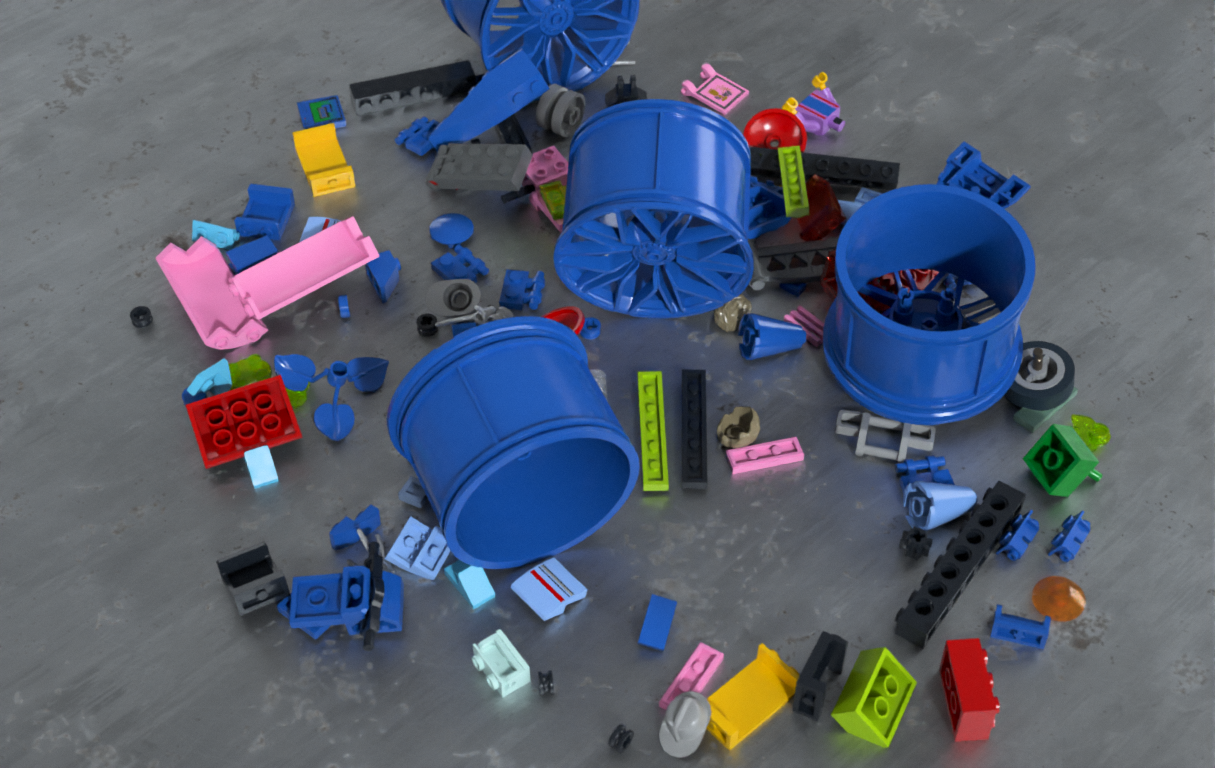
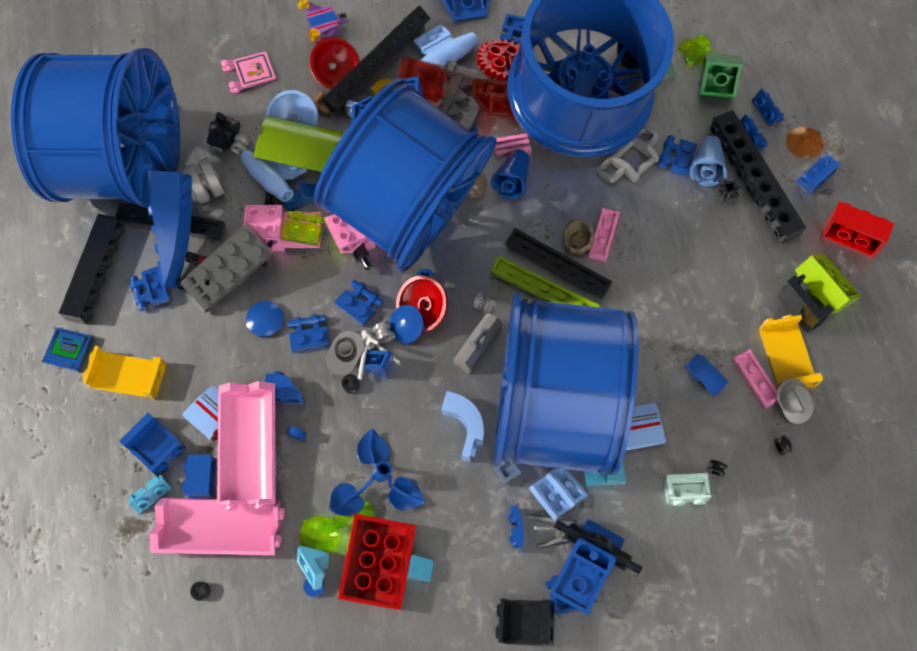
camera: 55 degrees left, 20 degrees up
(793, 182) = (419, 79): lime plate -> none

